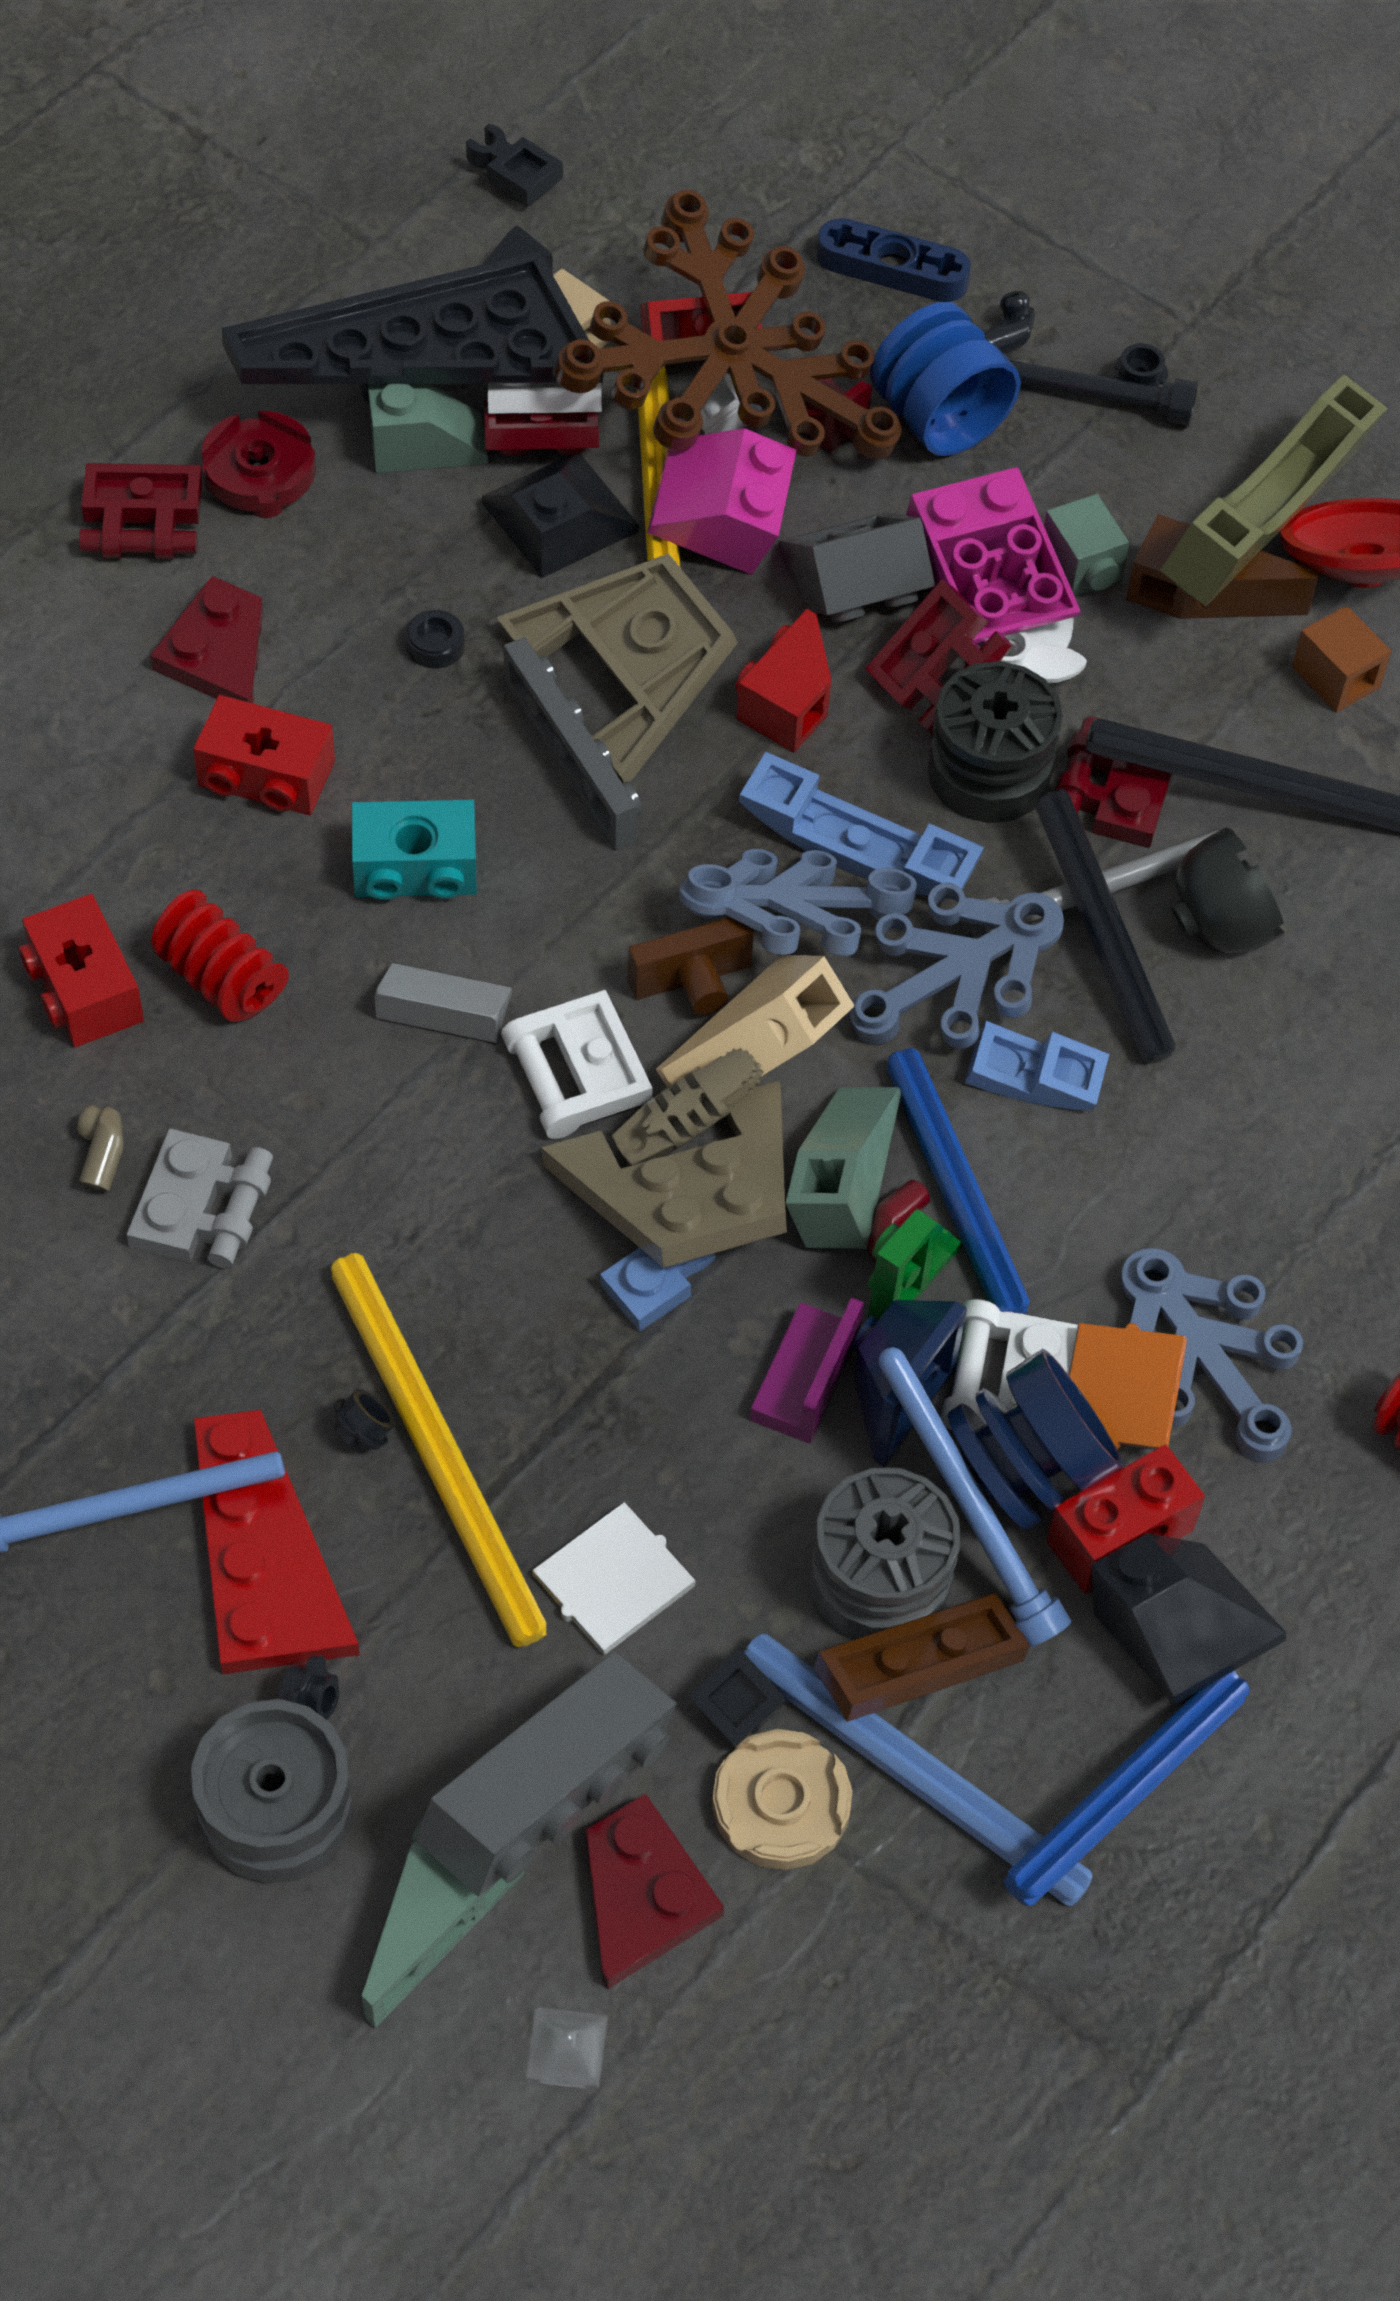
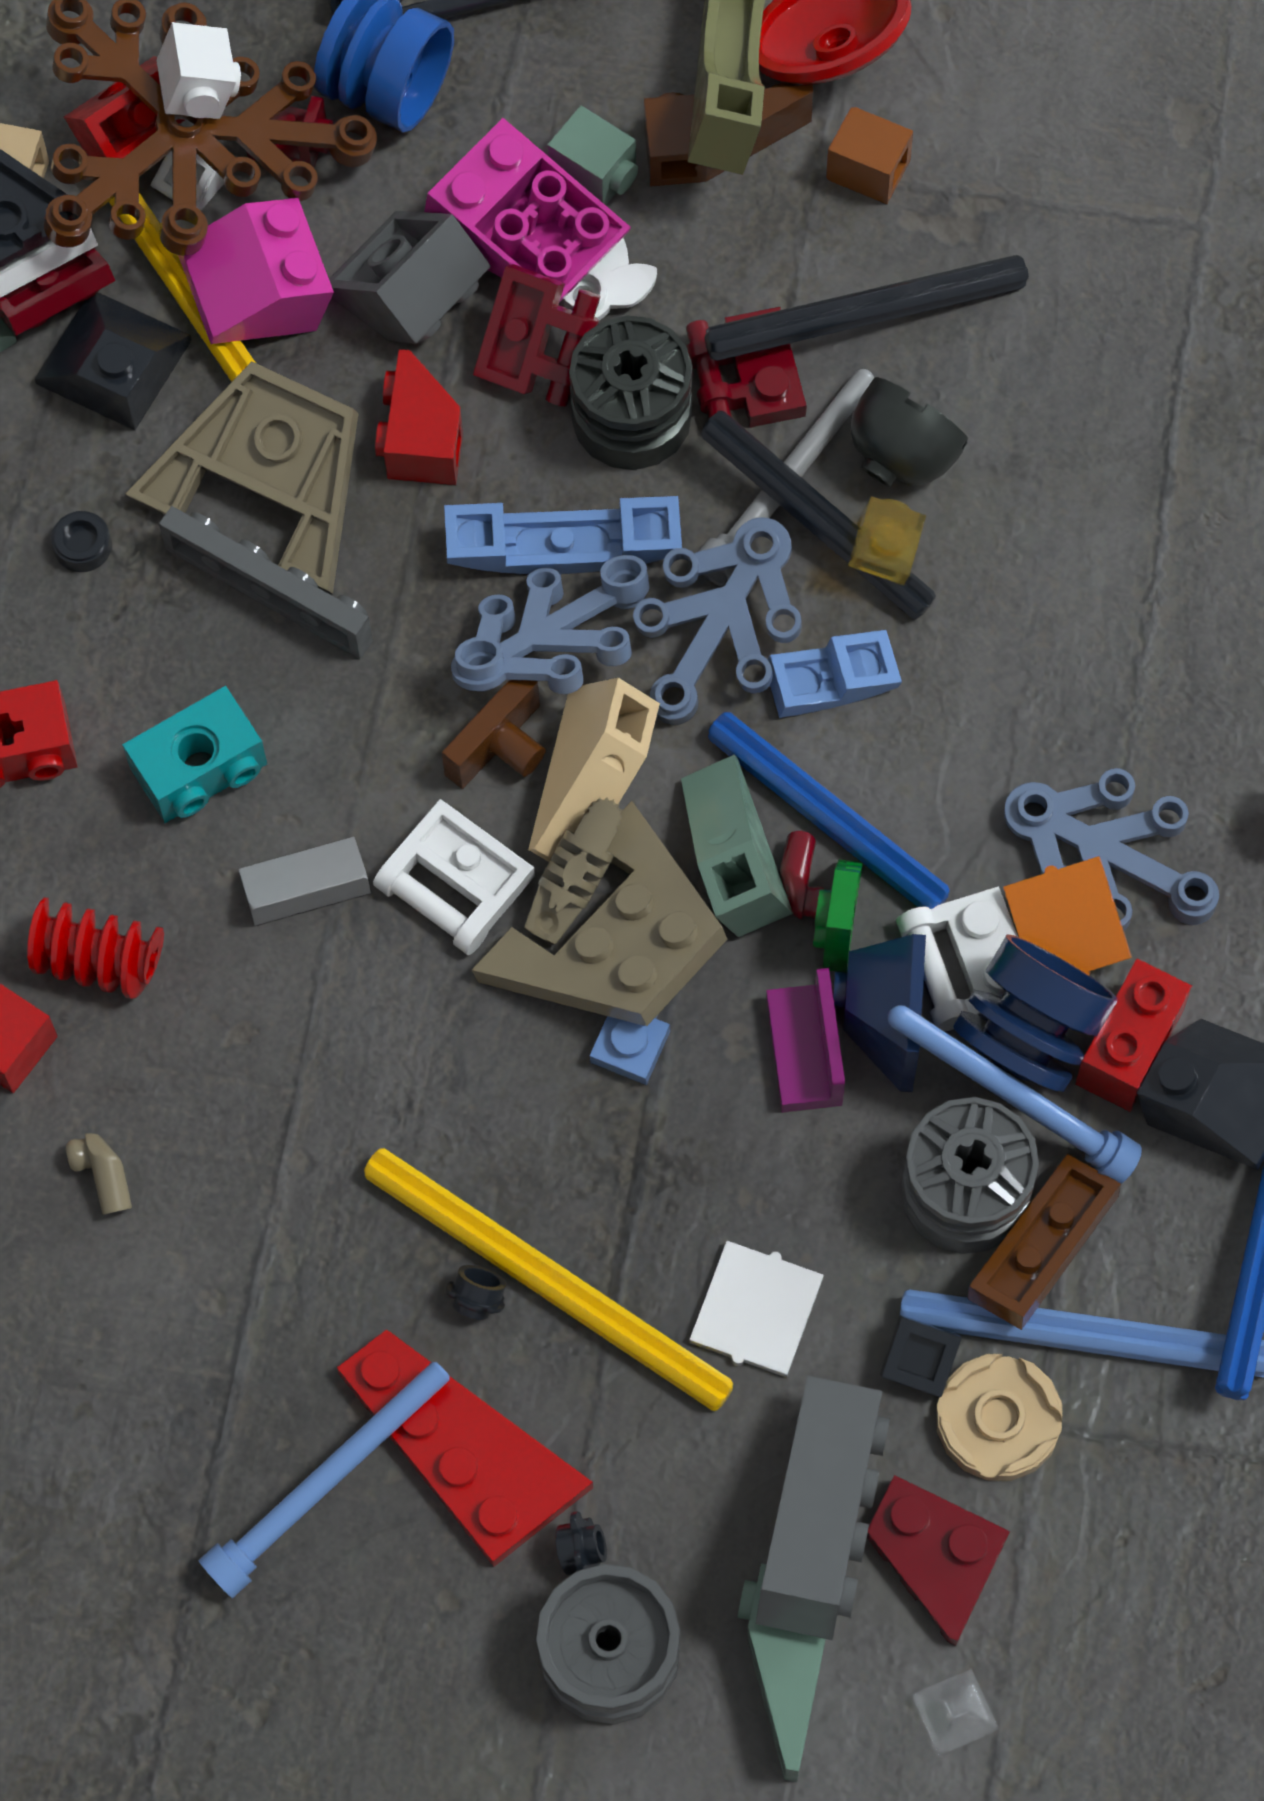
camera: 25 degrees left, 10 degrees up
(182, 1192) = (195, 1176): light grey plate -> none
(766, 299) = (197, 71): none -> white brick
(1154, 973) = (887, 539): none -> clear yellow bracket

